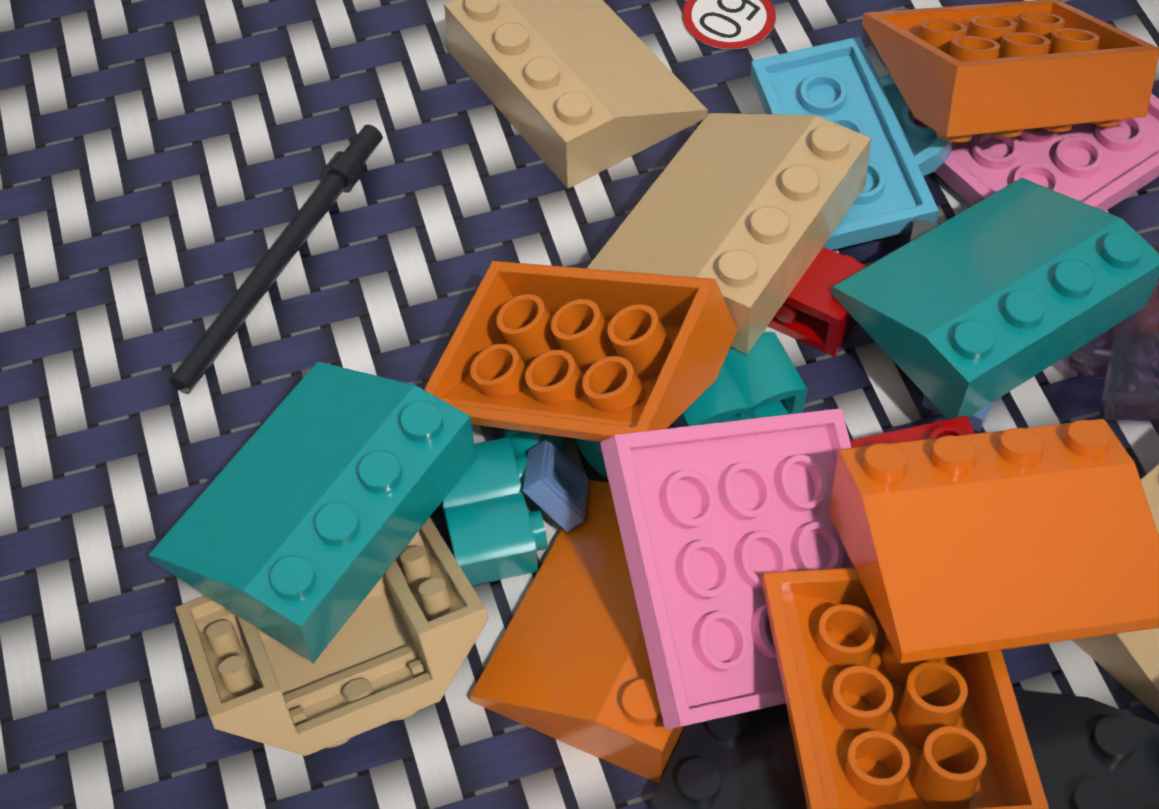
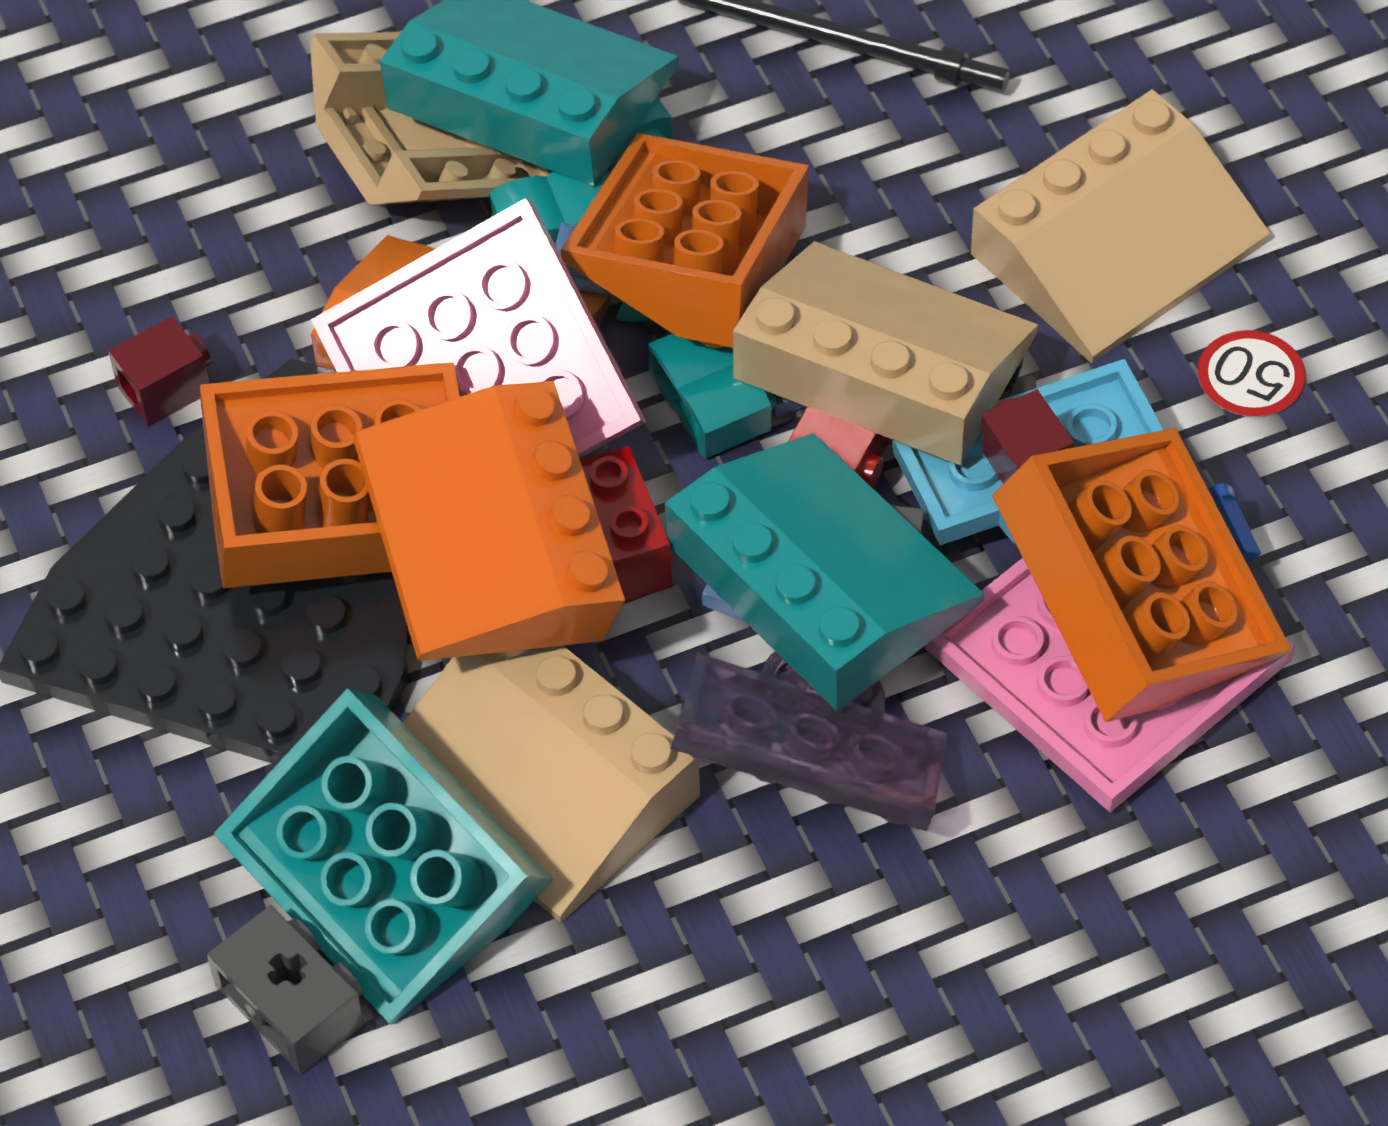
camera: 85 degrees right, 0 degrees up
(879, 109) = (1019, 430): none -> dark red brick

